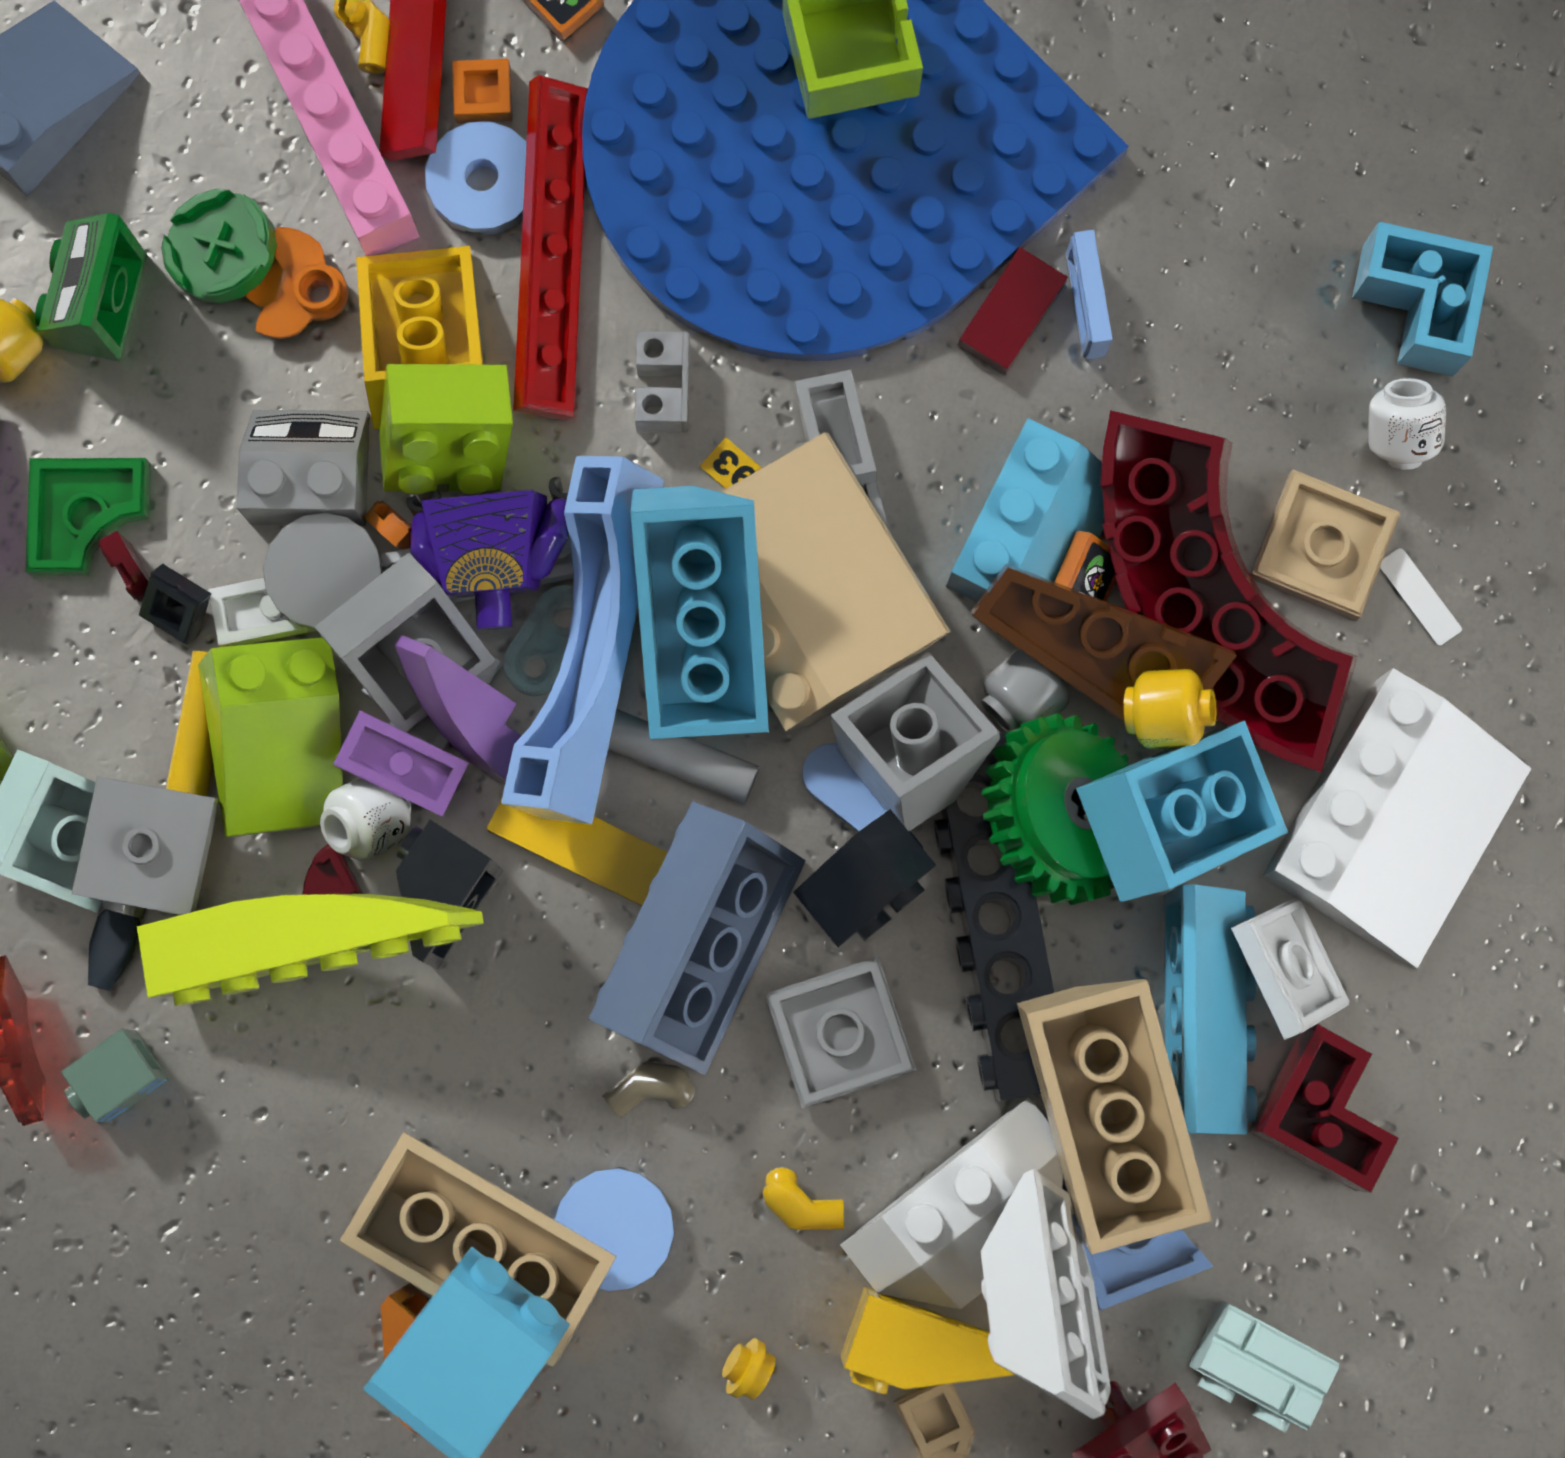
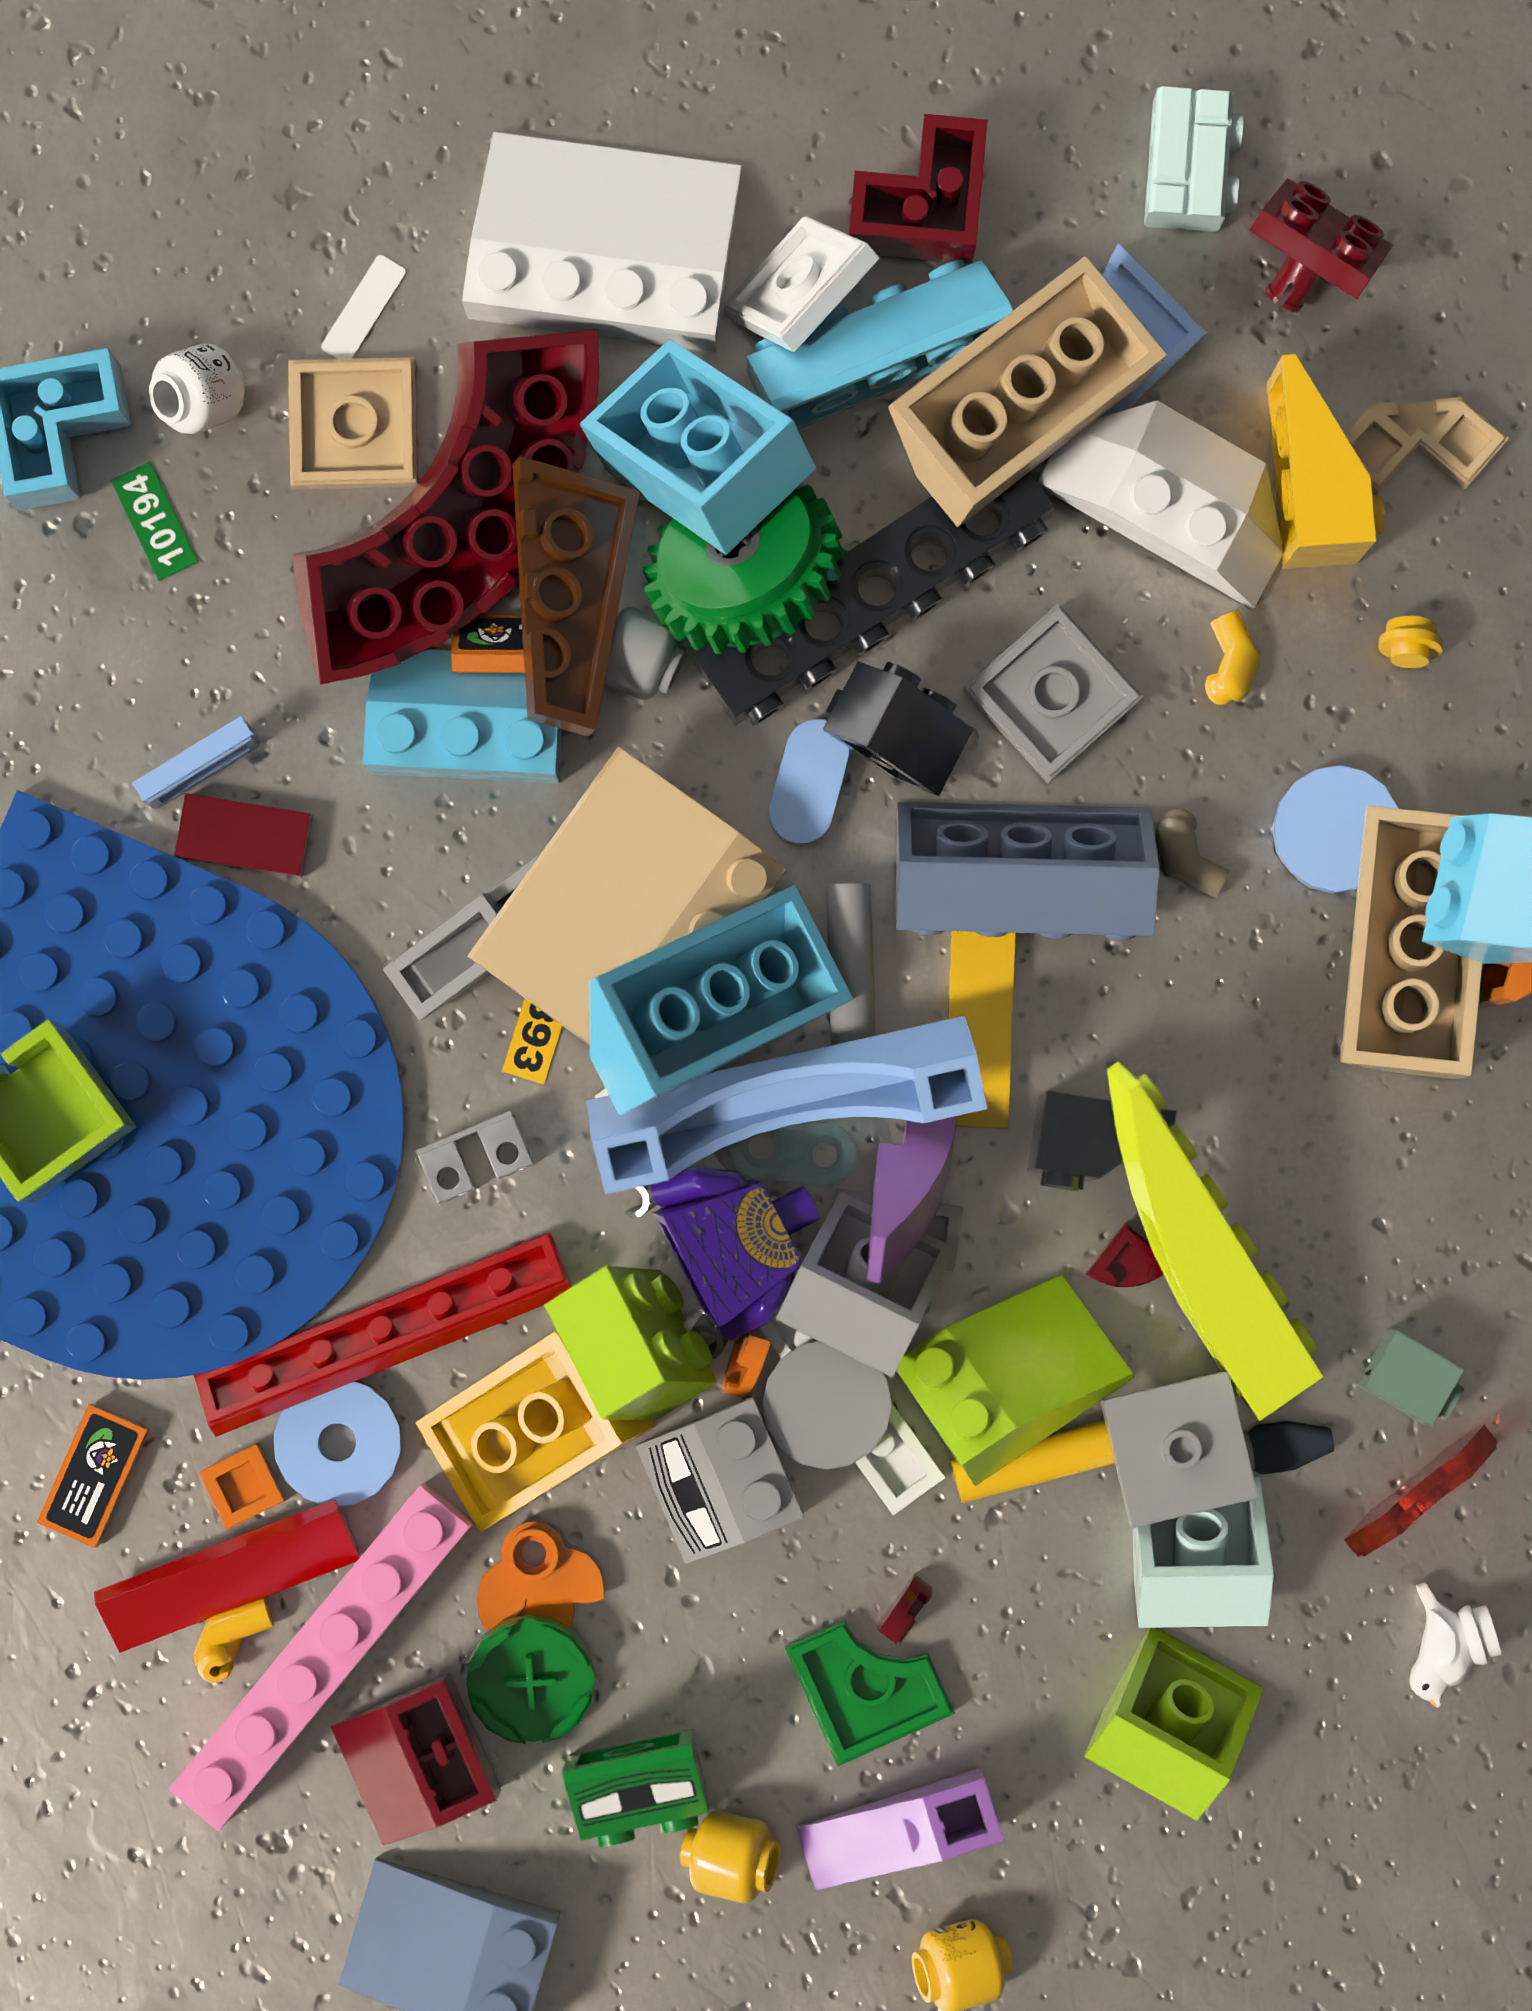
camera: 110 degrees left, 5 degrees up
(174, 604) = (922, 1543): black tile -> none
(194, 132) = (417, 1760): none -> dark red slope
(364, 819) = (1051, 1248): white head -> none
(400, 763) = (986, 1233): medium lavender tile -> none
(914, 740) = (742, 735): light grey slope -> none
(1044, 1298) = (1229, 380): white wedge -> none
(1168, 709) = (606, 498): yellow head -> none
(1308, 351) = (154, 521): none -> green sticker

